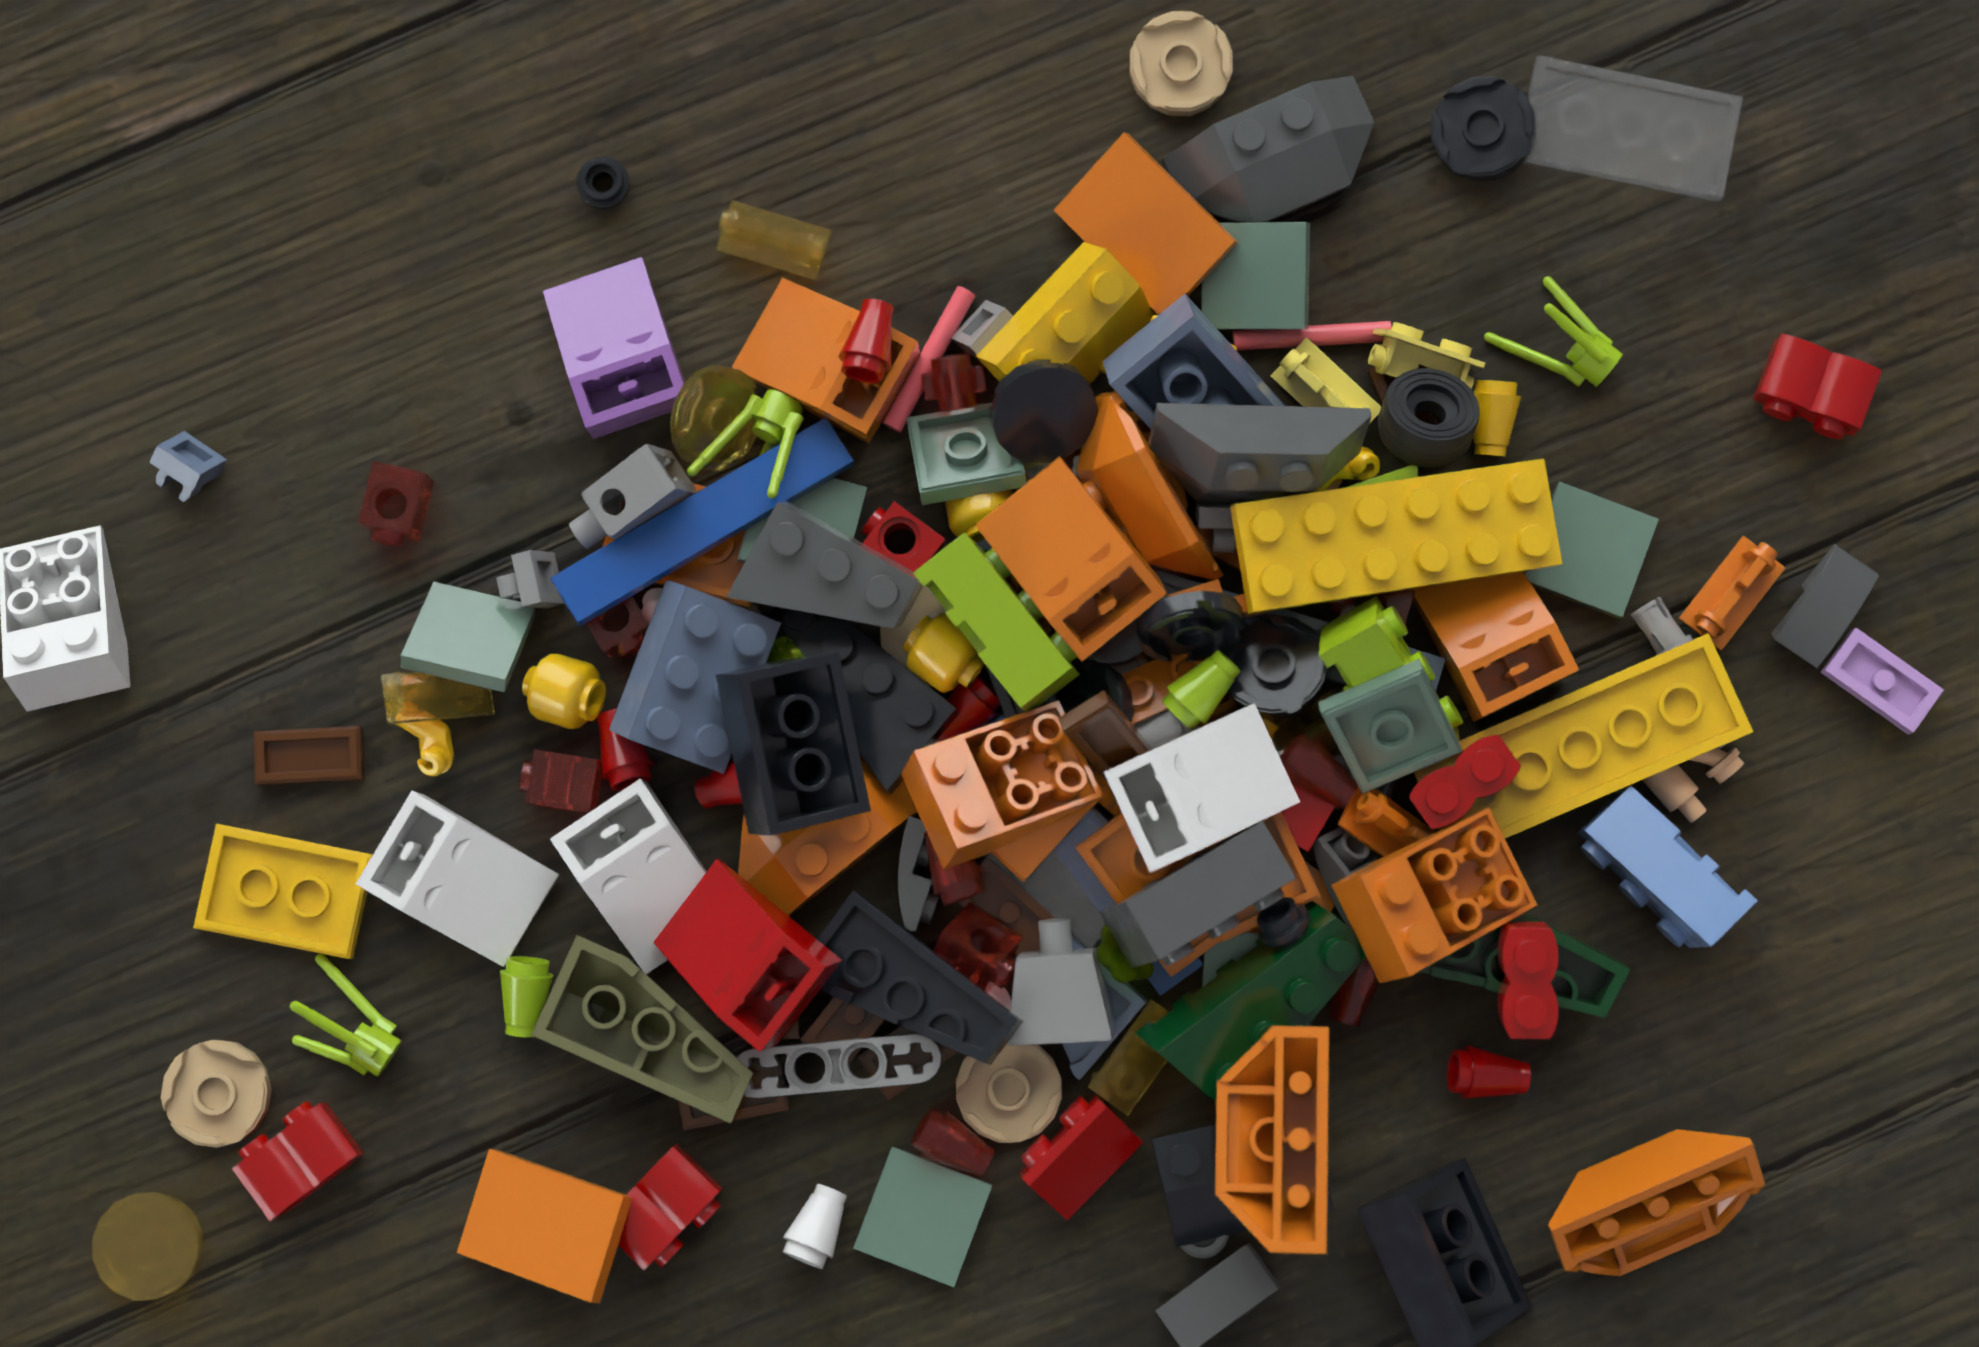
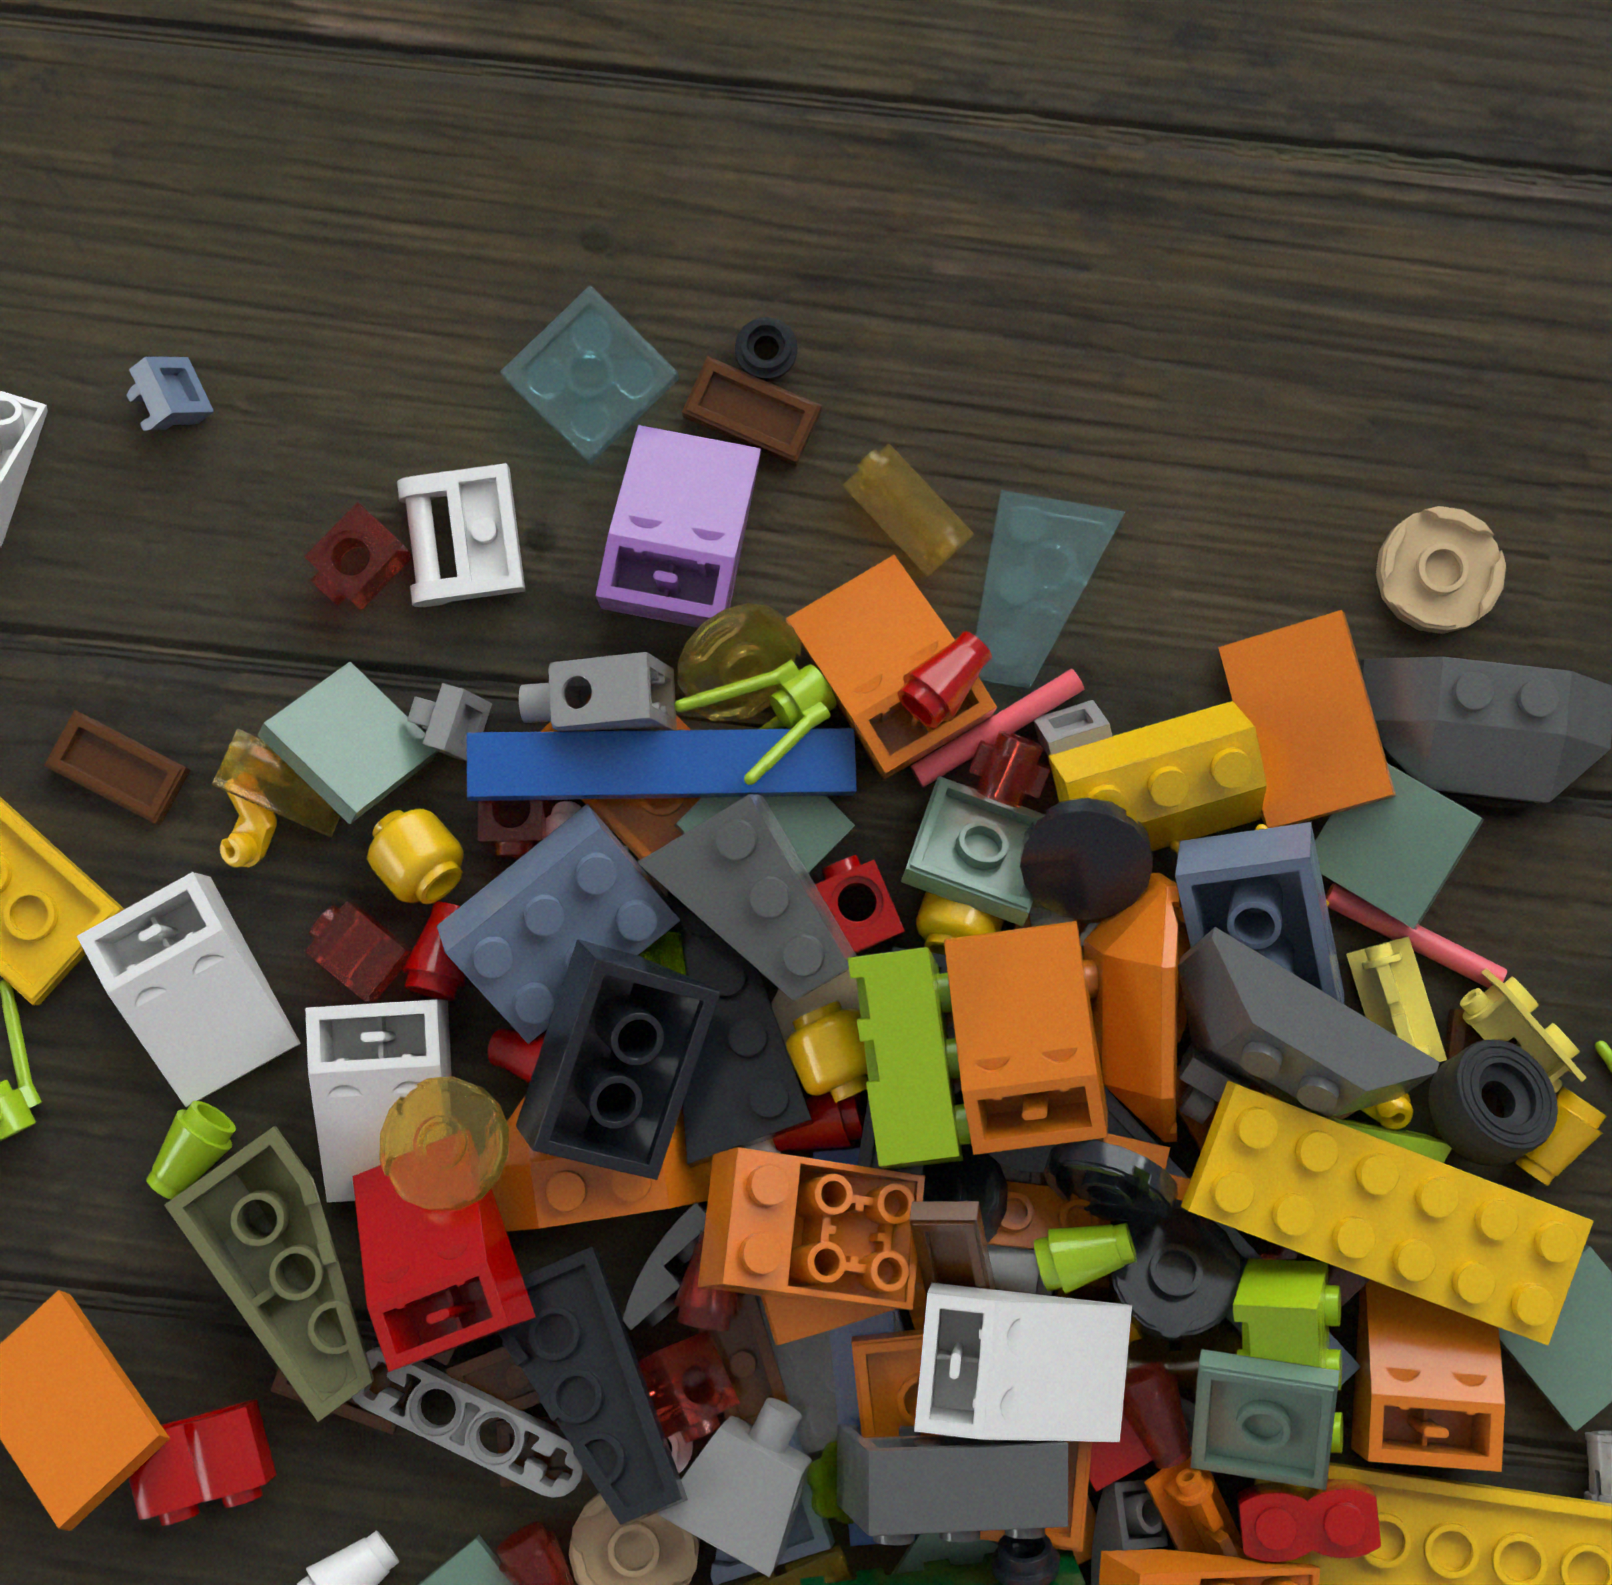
camera: 25 degrees right, 0 degrees up
(474, 433) = (481, 533): none -> white plate
(486, 274) = (590, 374): none -> clear light blue plate
(618, 234) = (751, 411): none -> reddish brown tile
(705, 874) = (444, 1144): none -> clear yellow tile
(893, 236) = (1034, 577): none -> clear light blue wing

